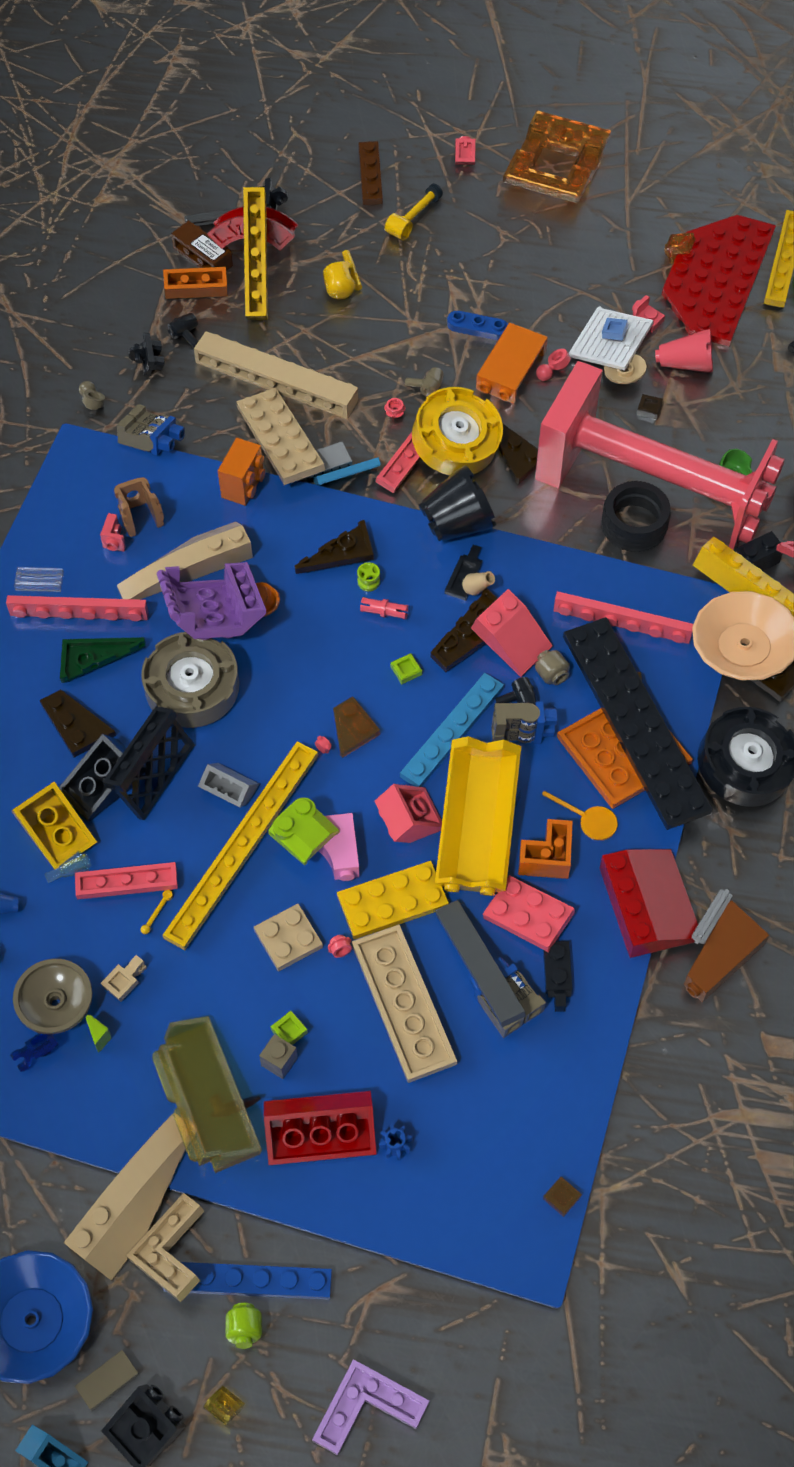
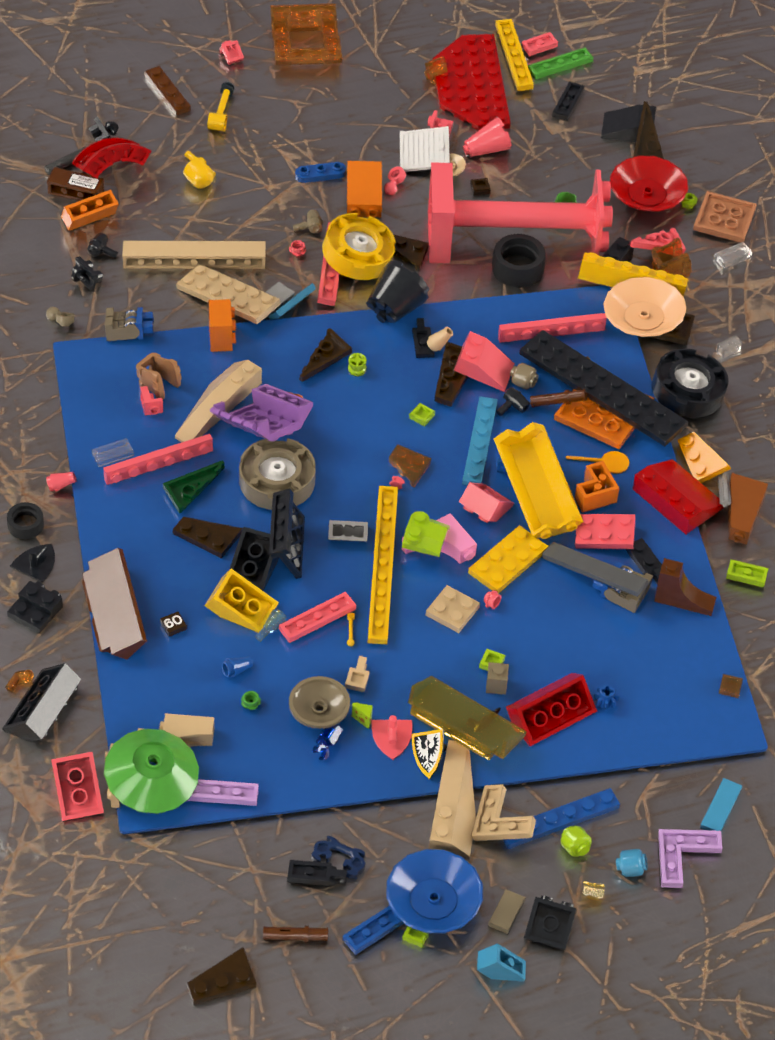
camera: 30 degrees left, 10 degrees down
(118, 1074) = (392, 735): none -> coral shield
(139, 1119) = (428, 750): none -> shield
(255, 253) = (133, 171): yellow brick -> none
(292, 1391) = (631, 863): none -> dark azure head
(384, 608) = (381, 380): coral pin -> none
(404, 1003) = (557, 616): tan plate -> none
(454, 1362) = (721, 806): none -> dark azure tile
(523, 722) = (528, 411): dark tan hips -> none
(565, 1032) = (677, 591): none -> reddish brown arch
(582, 716) = (558, 398): none -> reddish brown pin
(614, 329) = (426, 140): medium blue plate -> none
(676, 1045) = (747, 573): none -> lime plate
(707, 862) = (701, 458): none -> light orange wing

